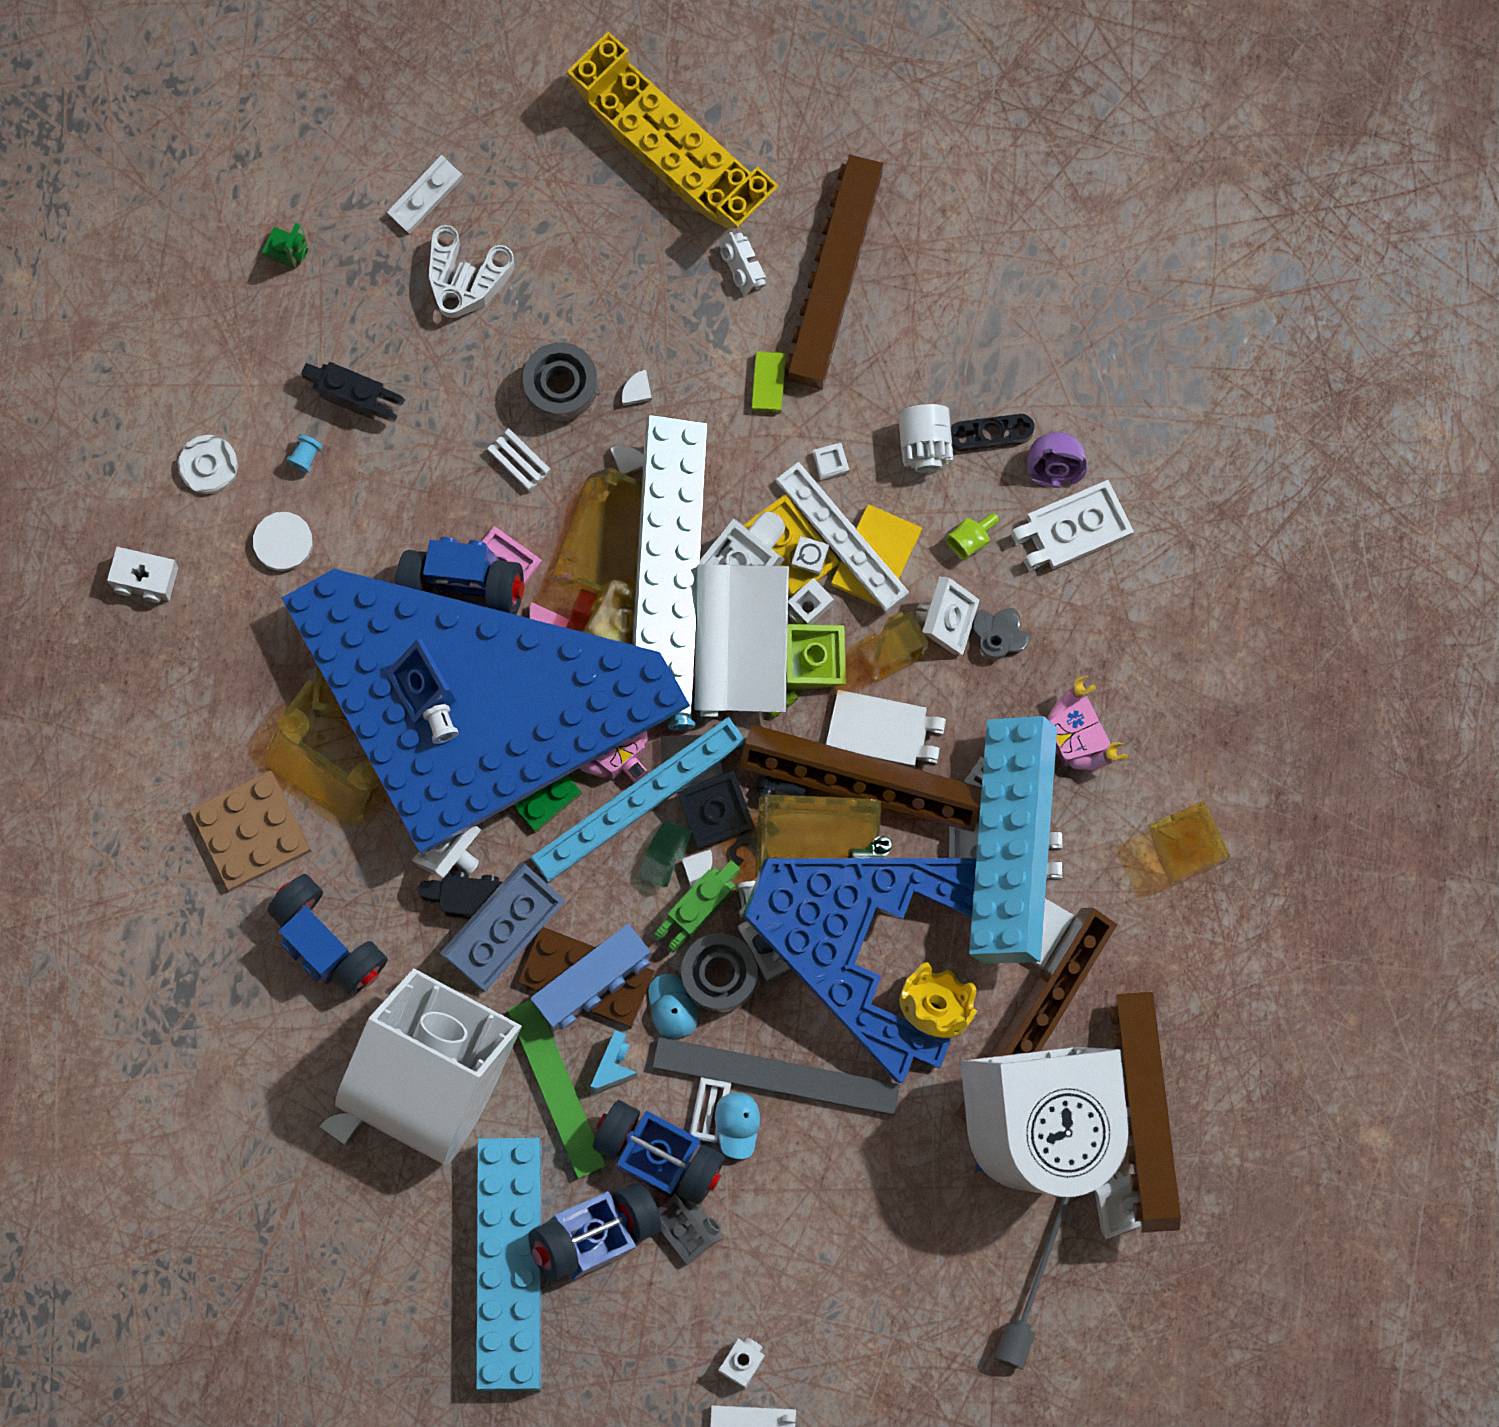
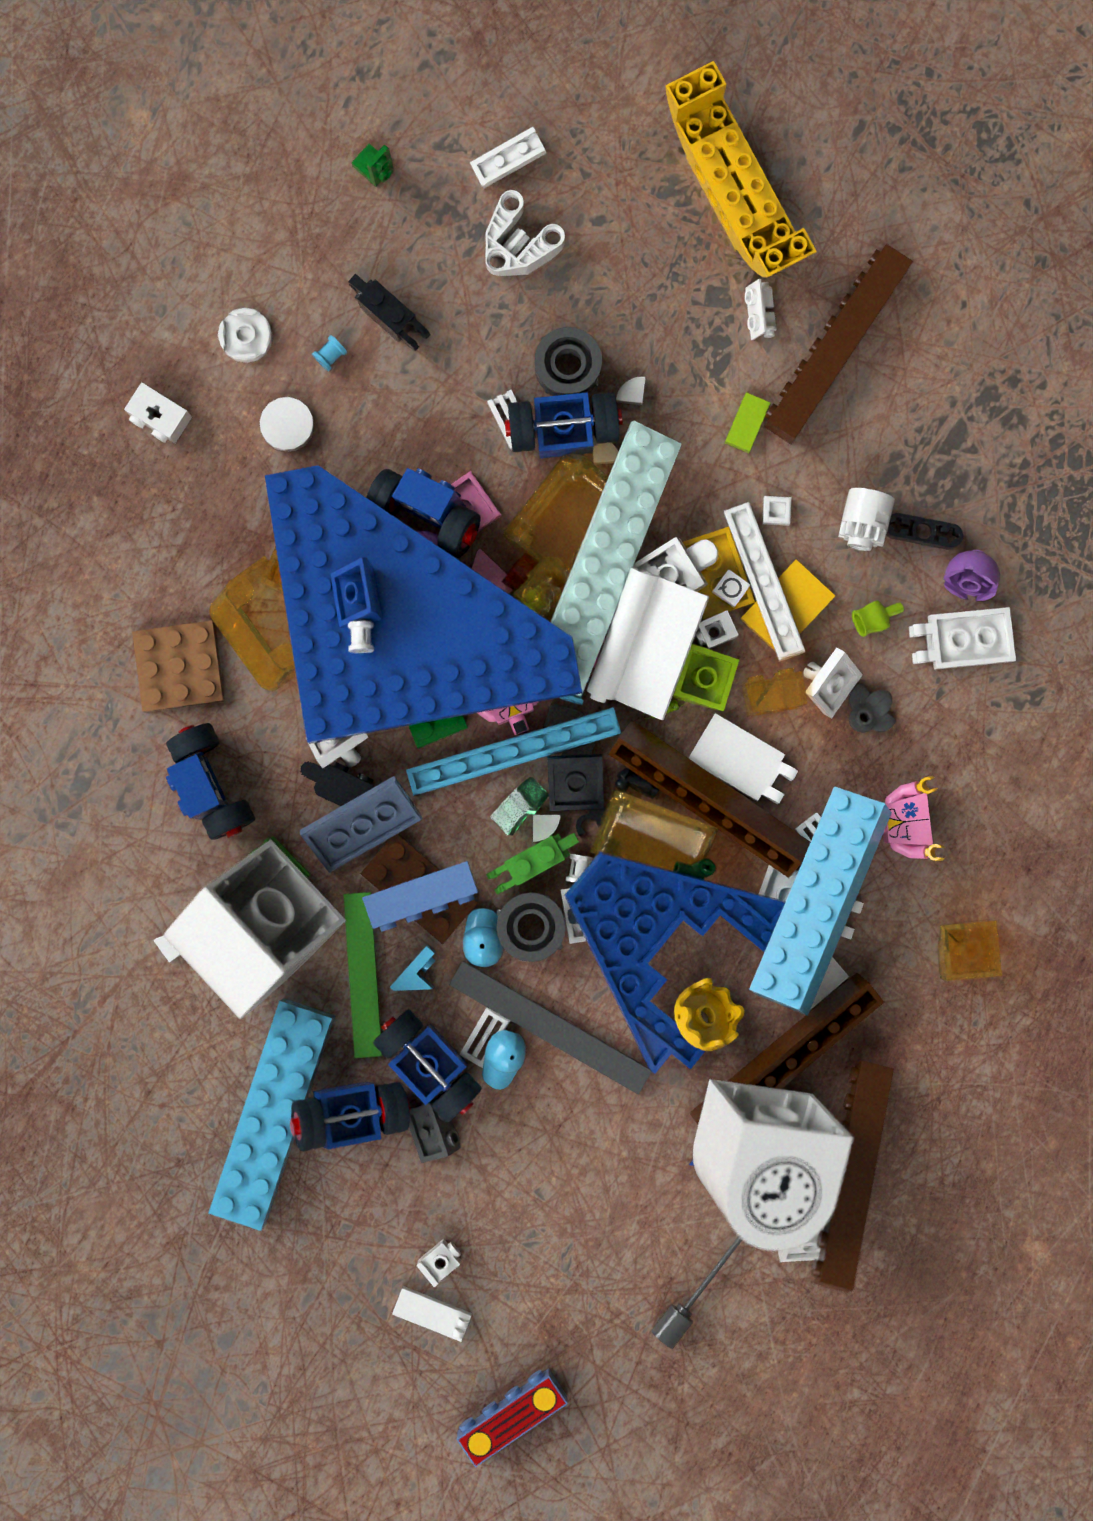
camera: 20 degrees right, 10 degrees up
(576, 444) = (563, 424): none -> brick

